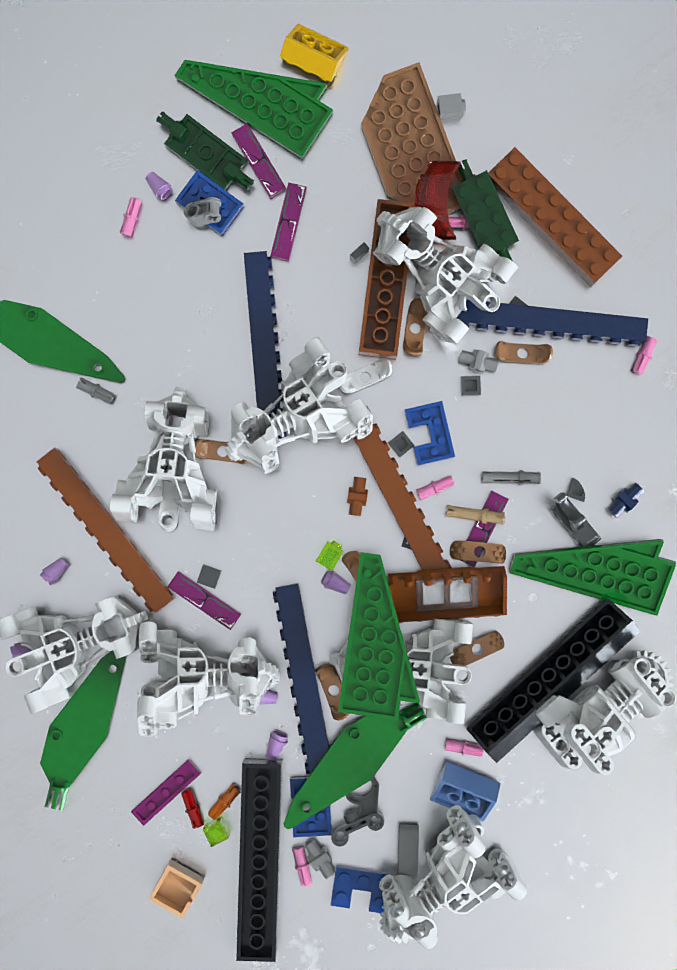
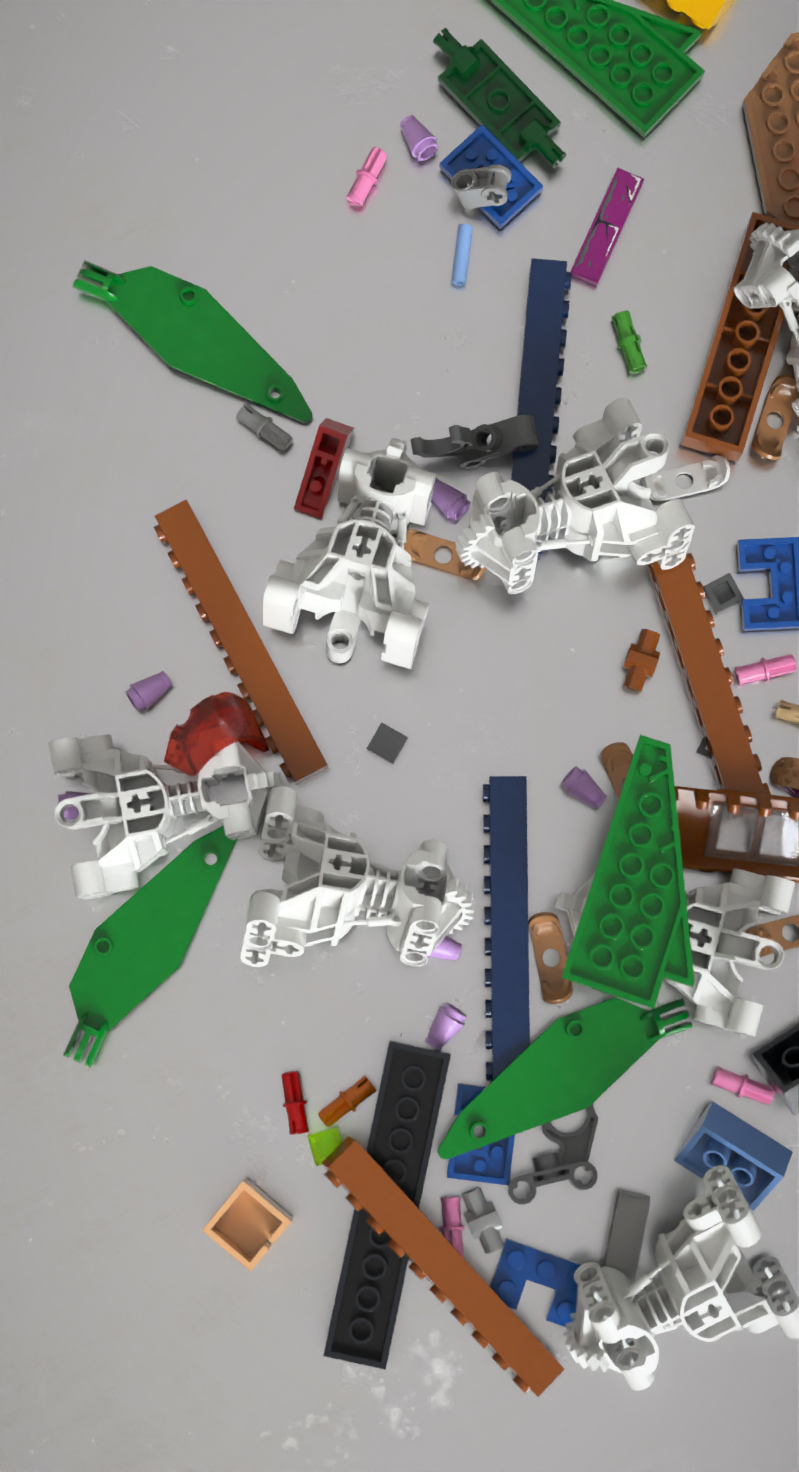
camera: 15 degrees right, 5 degrees down
(95, 594) = (209, 729): none -> clear red windscreen
(138, 394) = (323, 467): none -> red slope
(166, 792) = (257, 1069): magenta tile -> none
(200, 256) = (461, 255): none -> light blue piece
(204, 600) = (373, 779): magenta tile -> none
(219, 416) = (450, 500): none -> lavender cone
(227, 380) = (471, 446): none -> dark grey piece
(258, 160) = (577, 128): magenta tile -> none
(298, 894) = (442, 1266): none -> dark orange brick
(315, 294) = (629, 342): none -> bright green pin
(330, 555) = (583, 743): clear neon green brick -> none
(357, 254) = (708, 291): dark grey tile -> none

